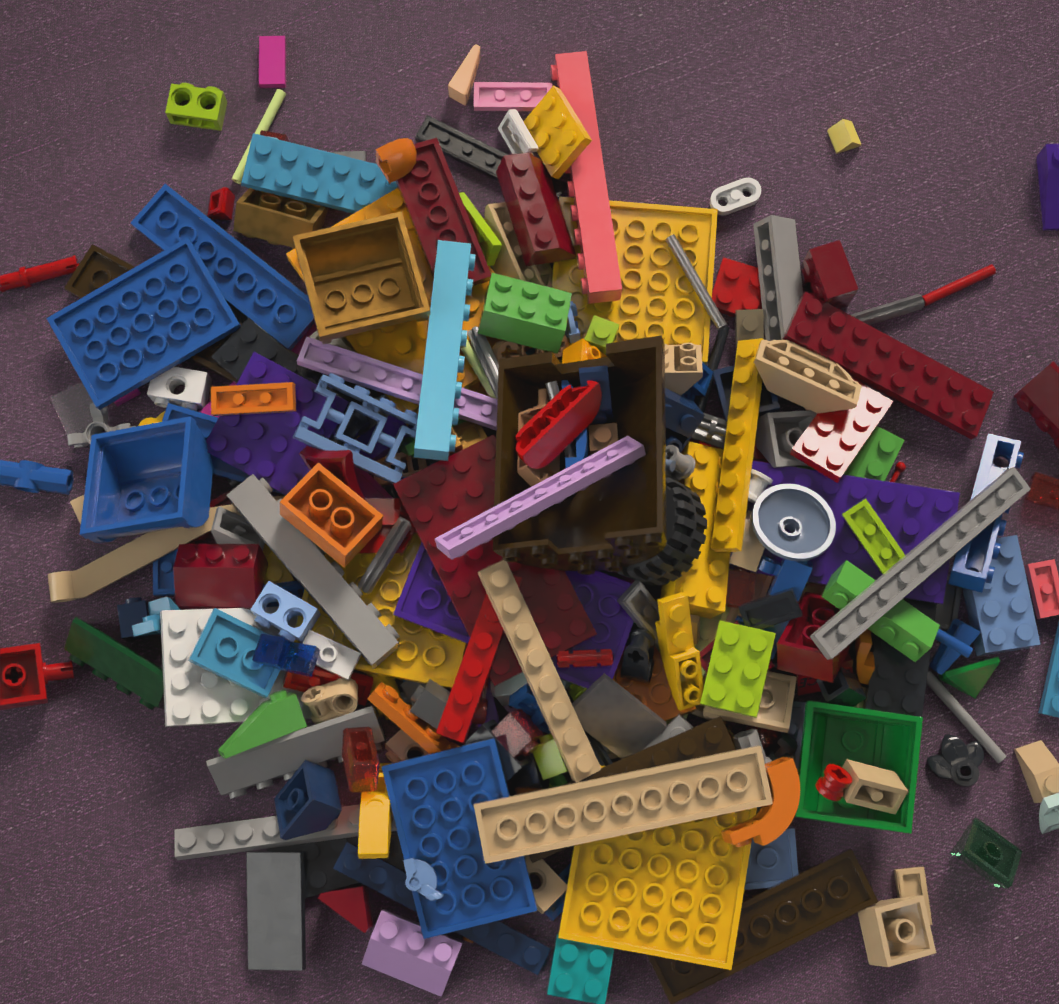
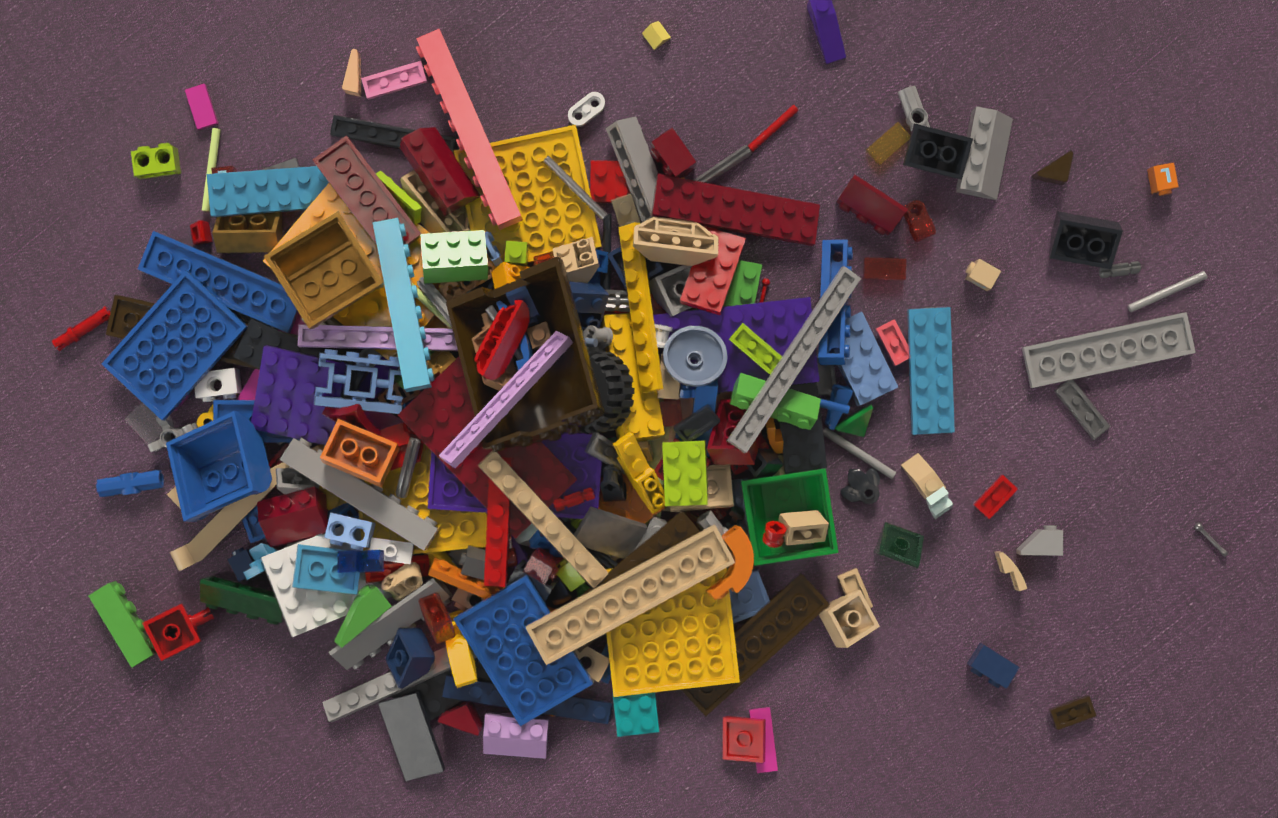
camera: 15 degrees left, 10 degrees up
(253, 399) = (275, 383): orange plate -> none
(396, 158) = (322, 164): orange brick -> none
(422, 879) = (506, 687): medium blue piece -> none
(520, 135) = (407, 112): white tile -> none
(557, 132) = (435, 103): yellow plate -> none

